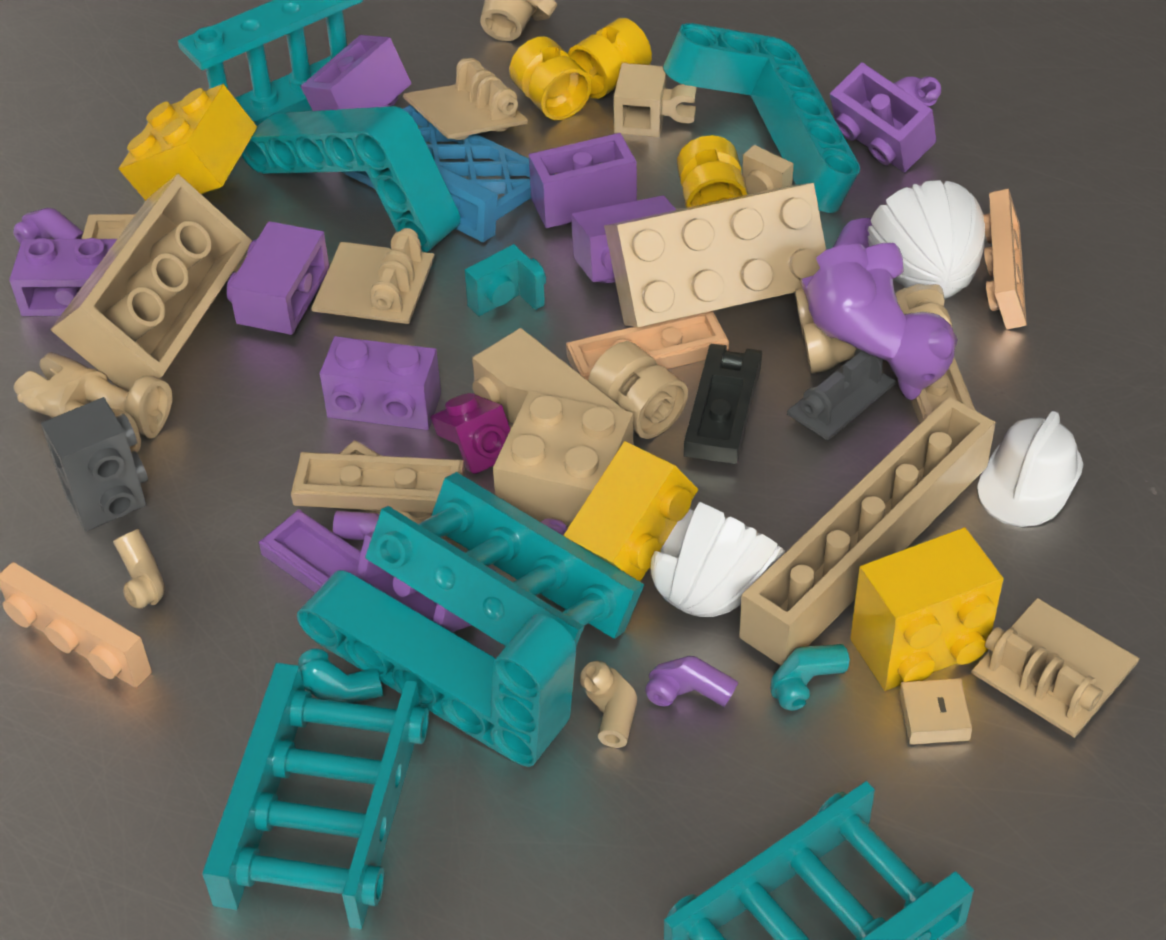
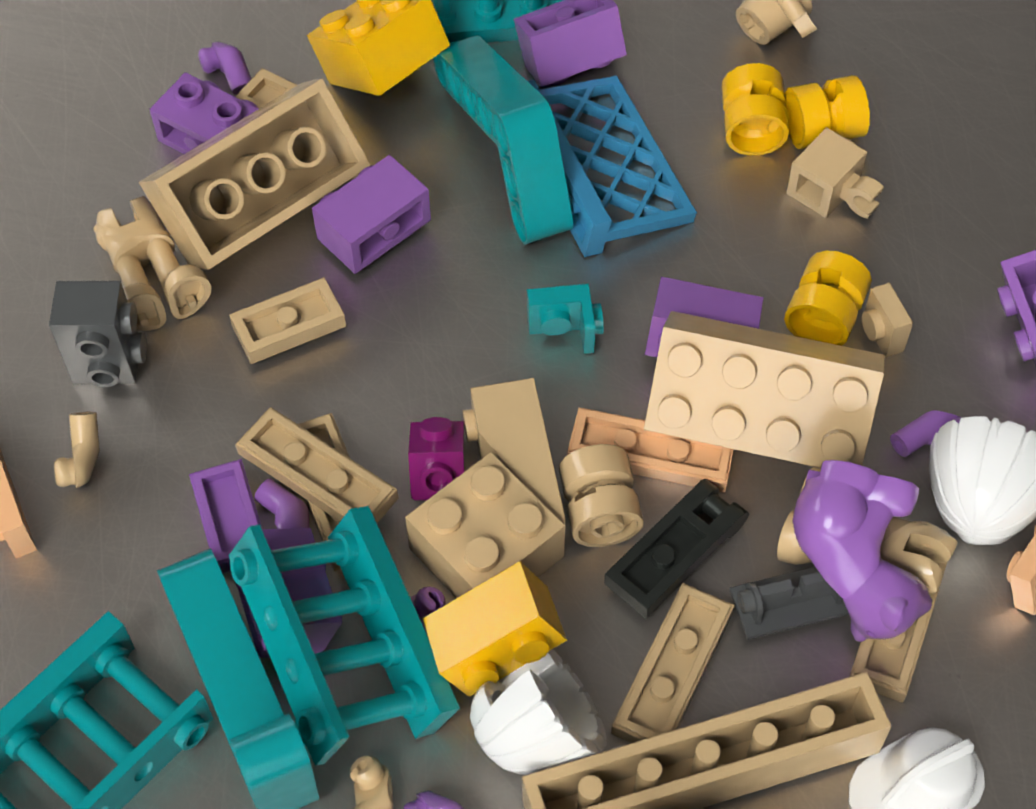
camera: 30 degrees right, 10 degrees up
(260, 390) = (287, 320): none -> tan plate
(332, 684) = (156, 650): teal arm -> none
(376, 279) = (459, 253): tan hinge -> none
(381, 383) = (385, 368): medium lavender brick -> none
(470, 106) = (659, 103): tan hinge -> none
(580, 179) = (703, 241): medium lavender brick -> none
(783, 95) = (964, 260): teal beam -> none
(783, 480) = (673, 665): none -> tan tile

